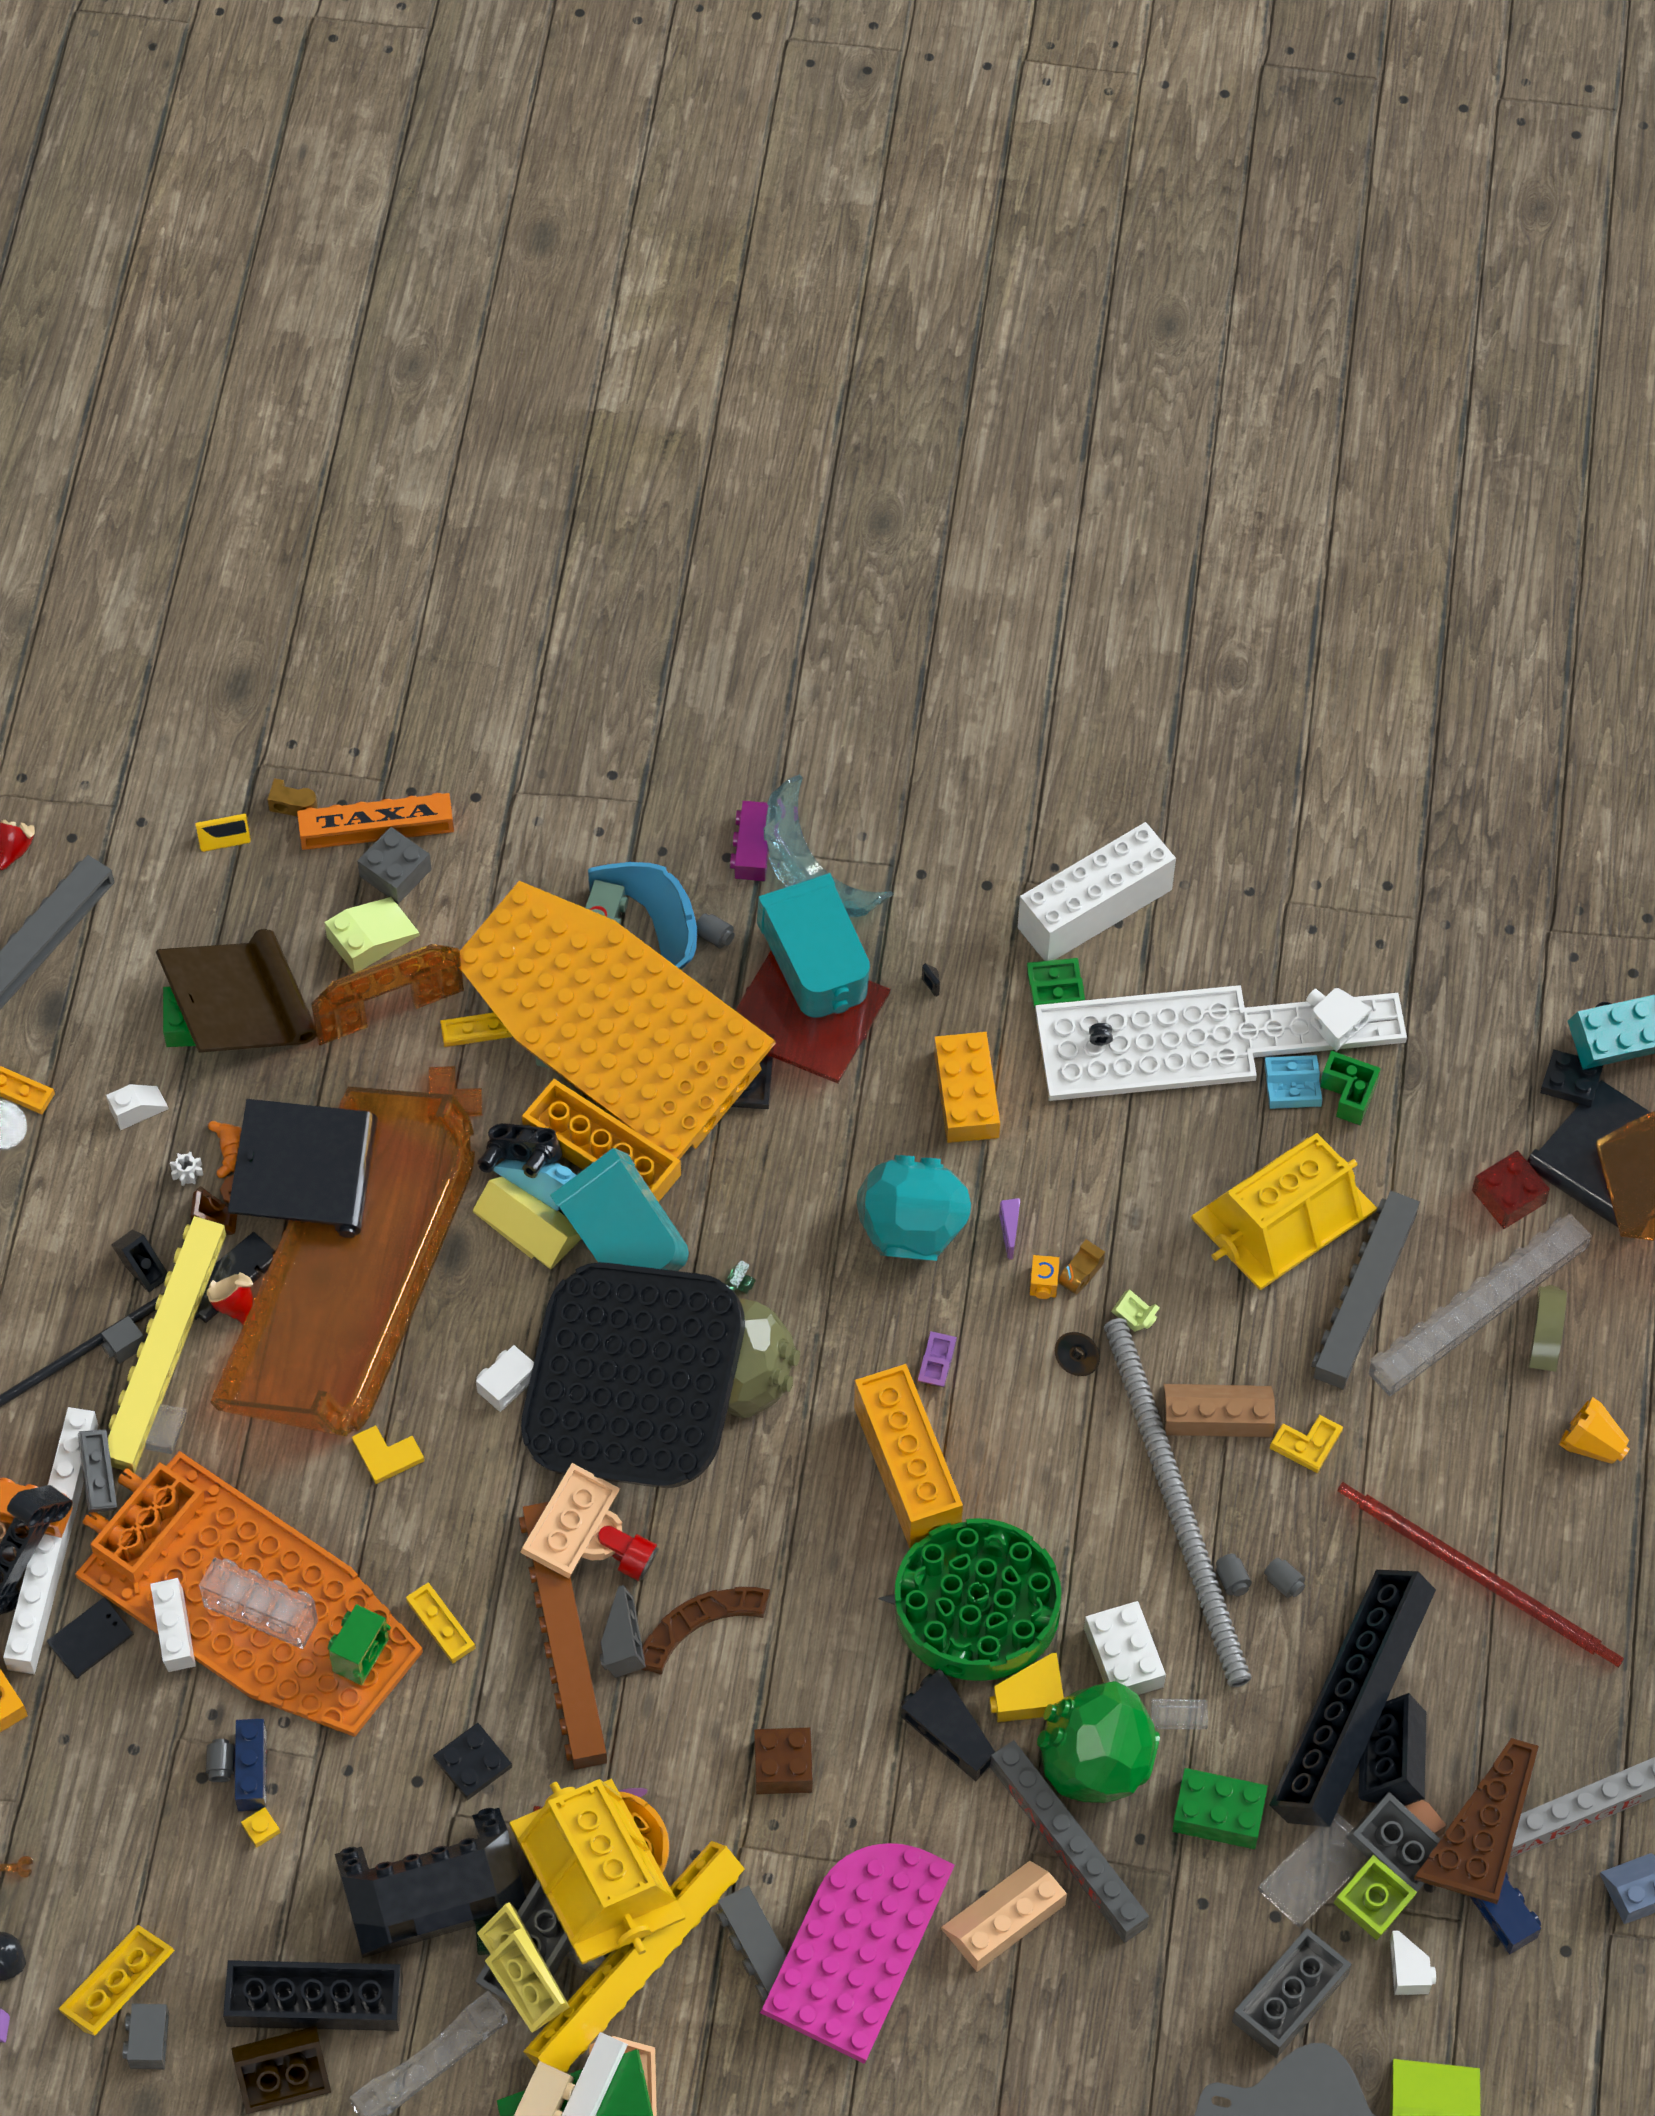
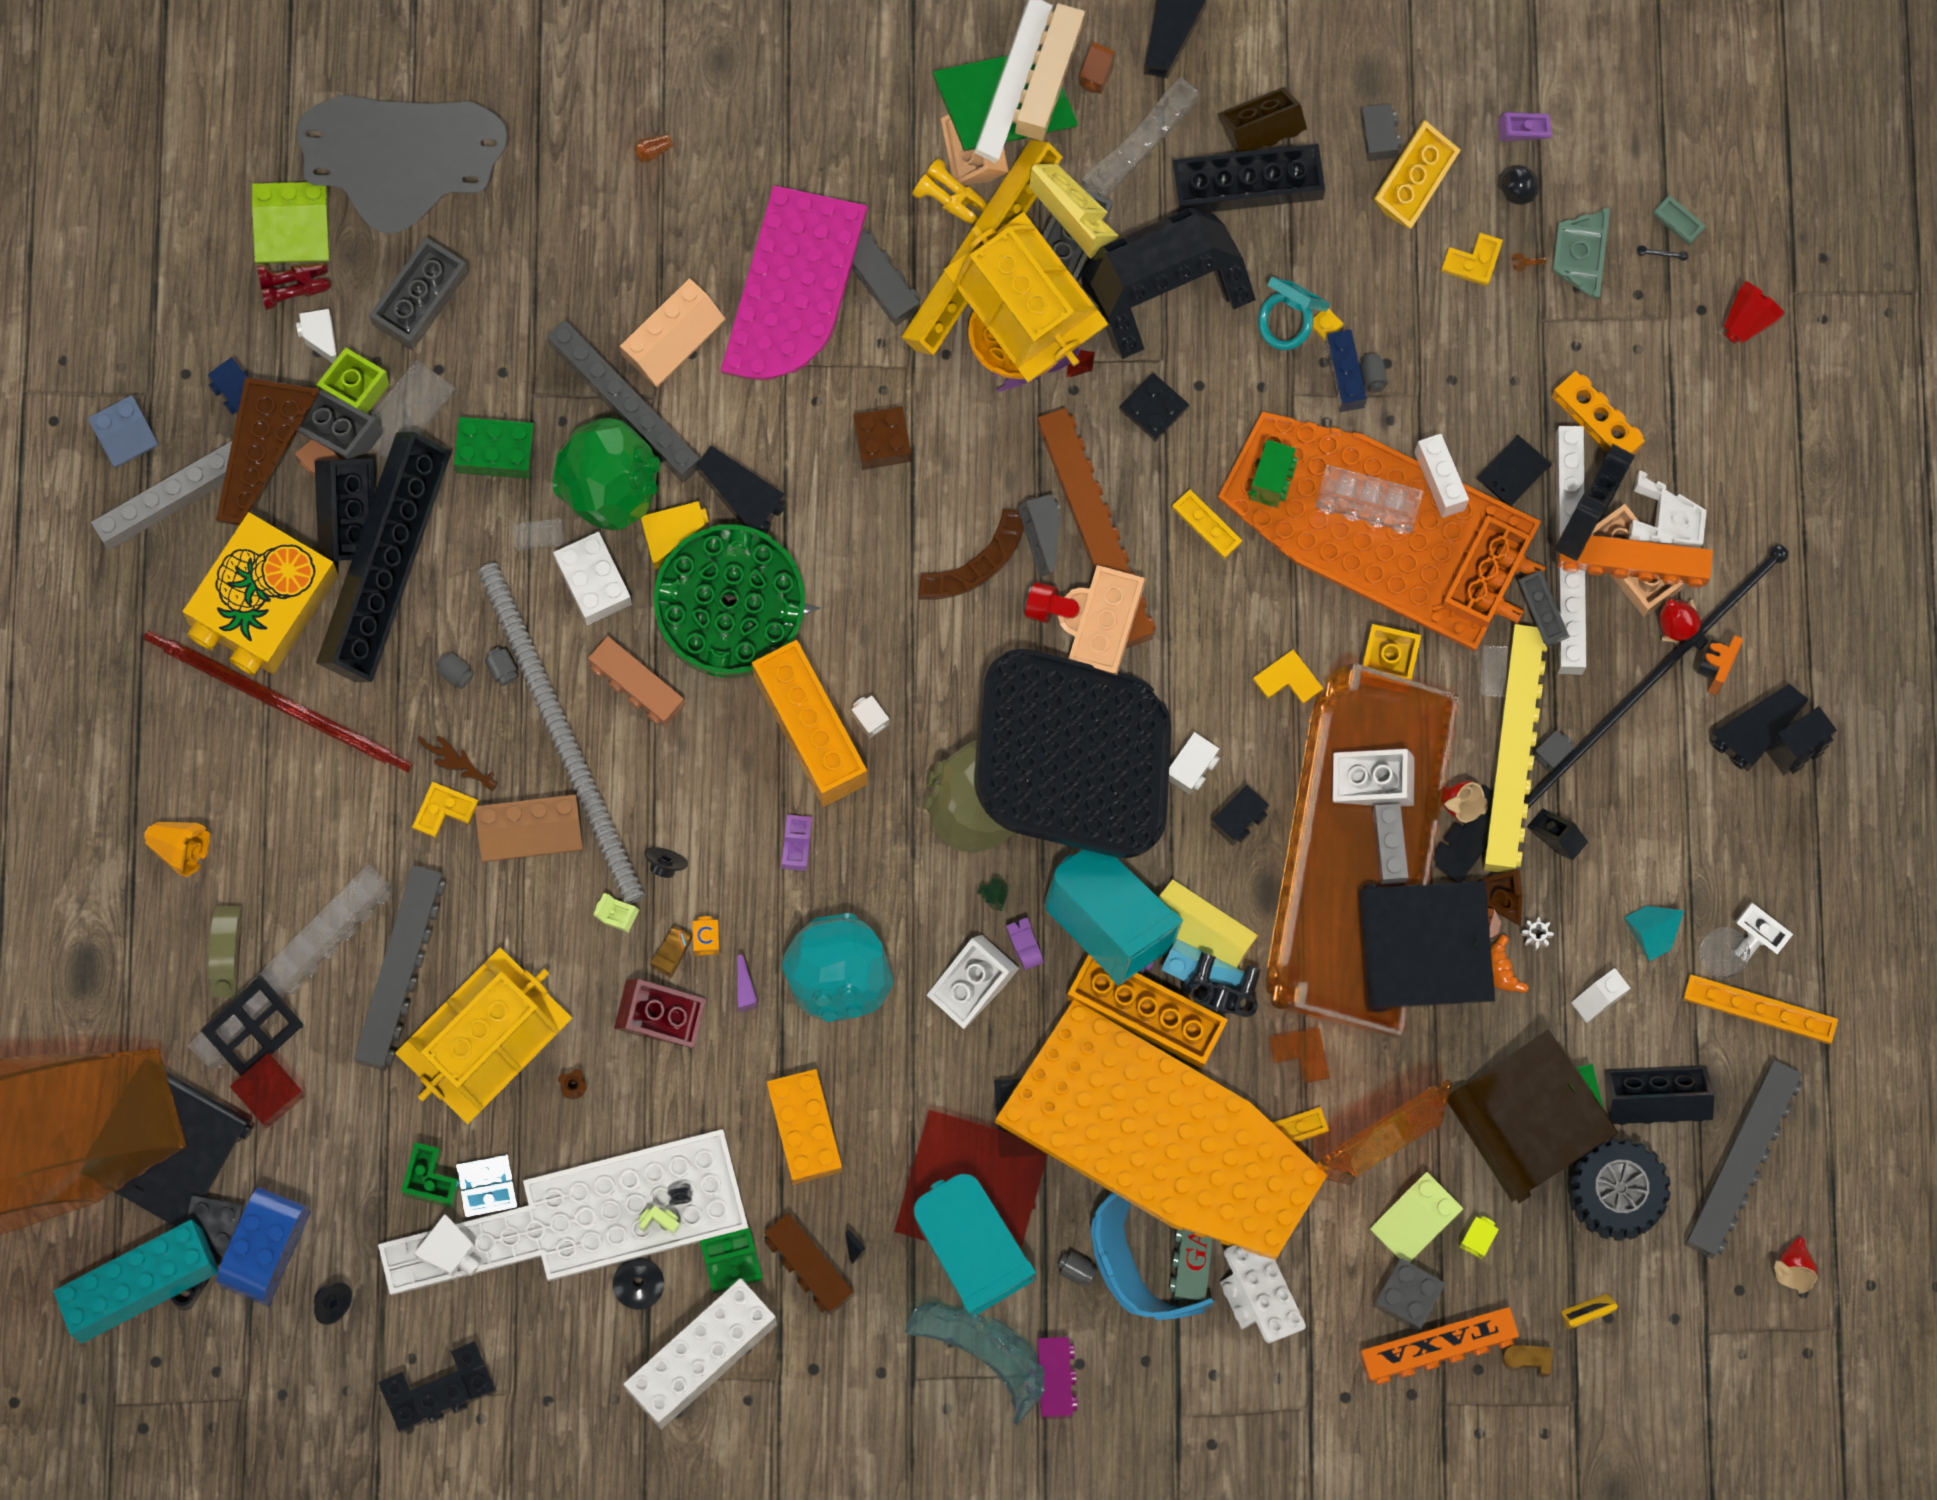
camera: 170 degrees right, 15 degrees up
(66, 1161) = (1654, 929): none -> teal slope
(72, 1870) = (1475, 266): none -> yellow tile
(102, 1008) = (1659, 1095): none -> black slope
(163, 916) = (1619, 1189): none -> black wheel
(273, 1451) = (1391, 651): none -> yellow brick
(287, 1846) = (1297, 298): none -> teal tile
(314, 906) = (1479, 1237): none -> neon yellow brick
(317, 1269) = (1390, 844): none -> light grey brick
(318, 1334) = (1374, 777): none -> white slope
(467, 1321) = (1240, 815): none -> black brick
(536, 867) = (1260, 1295): none -> white bracket
(657, 2022) = (953, 204): none -> yellow piece
(715, 1229) = (1024, 943): none -> medium lavender leg
(773, 1200) = (972, 980): none -> white slope
(841, 1470) = (869, 716): none -> white brick
(979, 967) = (809, 1264): none -> reddish brown brick
(1089, 1539) = (636, 682): none -> nougat brick
(1102, 1211) = (659, 1013): none -> dark red slope
(1120, 1015) = (664, 1219): none -> yellowish green bracket
(1140, 983) = (645, 1295): none -> black dish
(1197, 1155) = (574, 1077): none -> reddish brown brick
(1292, 1488) = (452, 762): none -> reddish brown piece
(1355, 901) = (441, 1395): none -> black bracket
(1426, 2036) = (300, 274): none -> dark red piece
(1458, 993) = (332, 1302): none -> black piece
(1494, 1674) = (259, 596): none -> yellow brick
(1520, 1045) = (262, 1246): none -> blue brick
(1537, 1251) = (252, 1027): none -> black window

